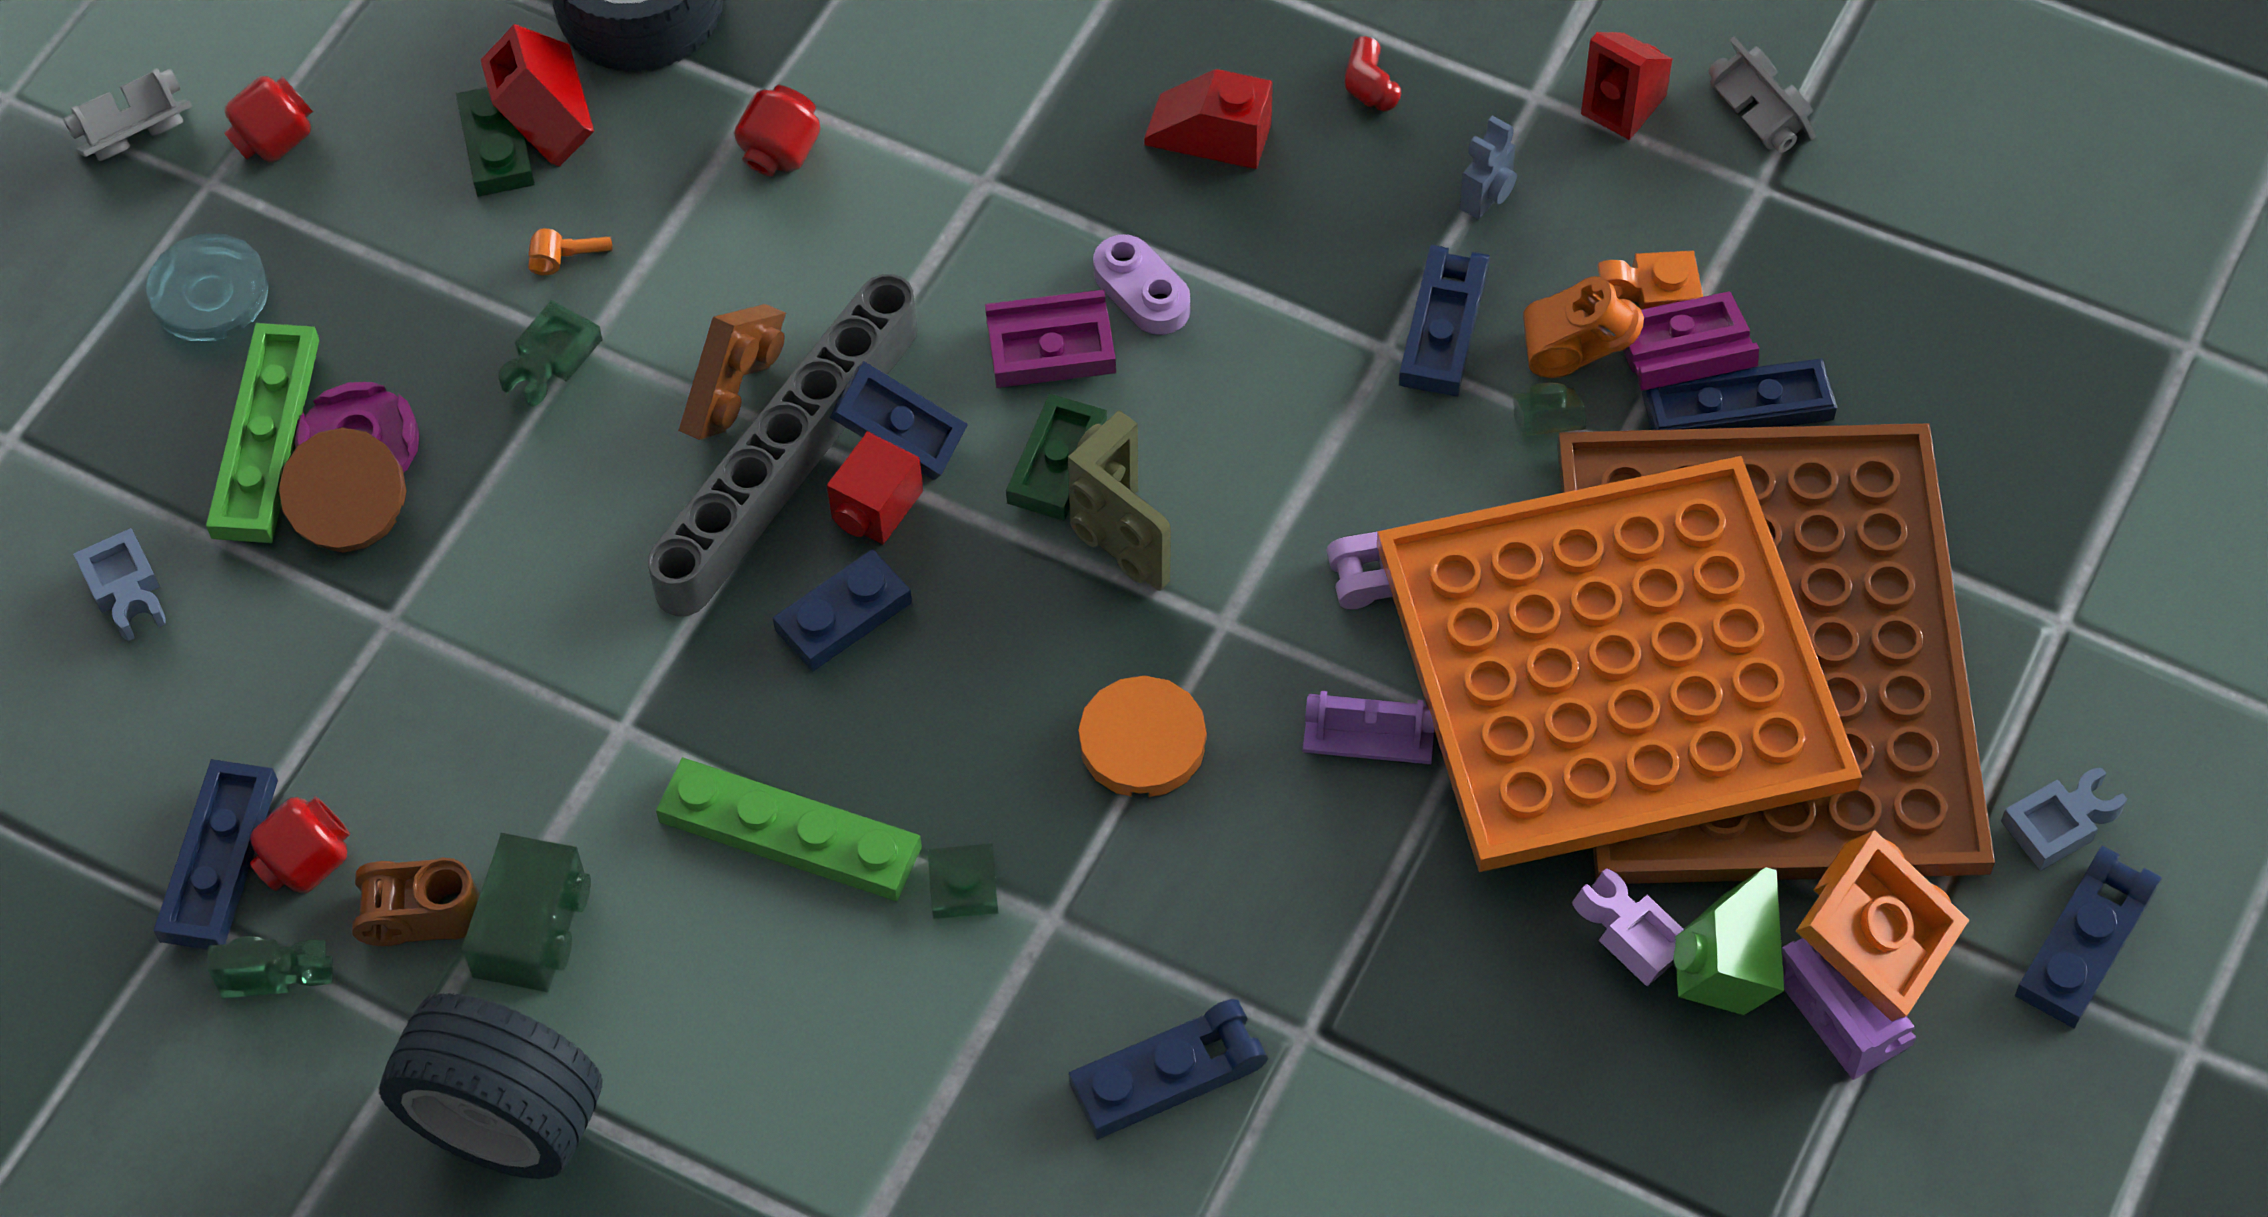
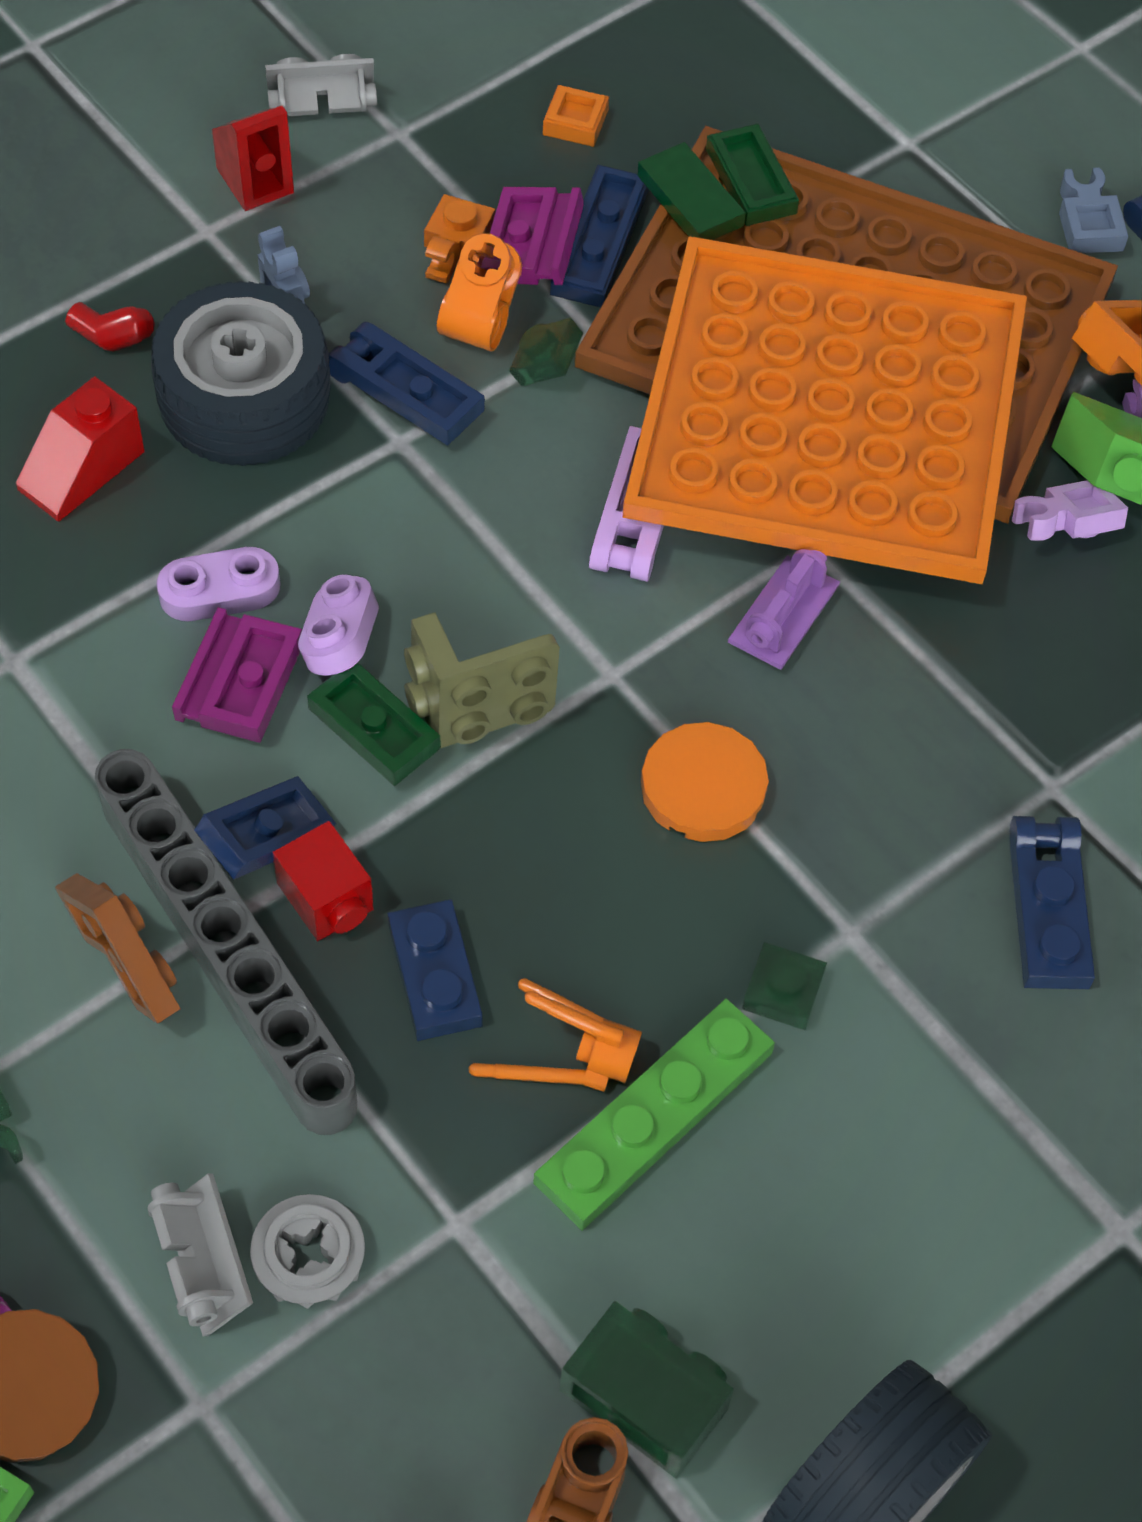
camera: 70 degrees left, 0 degrees up
(481, 568) = (208, 1268): none -> light grey hinge
(523, 615) = (299, 1221): none -> light grey gear
(823, 764) = (604, 1045): none -> orange plant
(1139, 384) = (338, 625): none -> lavender plate
(1362, 188) = (241, 373): none -> black wheel
(1816, 443) = (691, 193): none -> dark green tile
(1881, 485) = (752, 174): none -> dark green tile
(1882, 316) = (575, 115): none -> orange tile

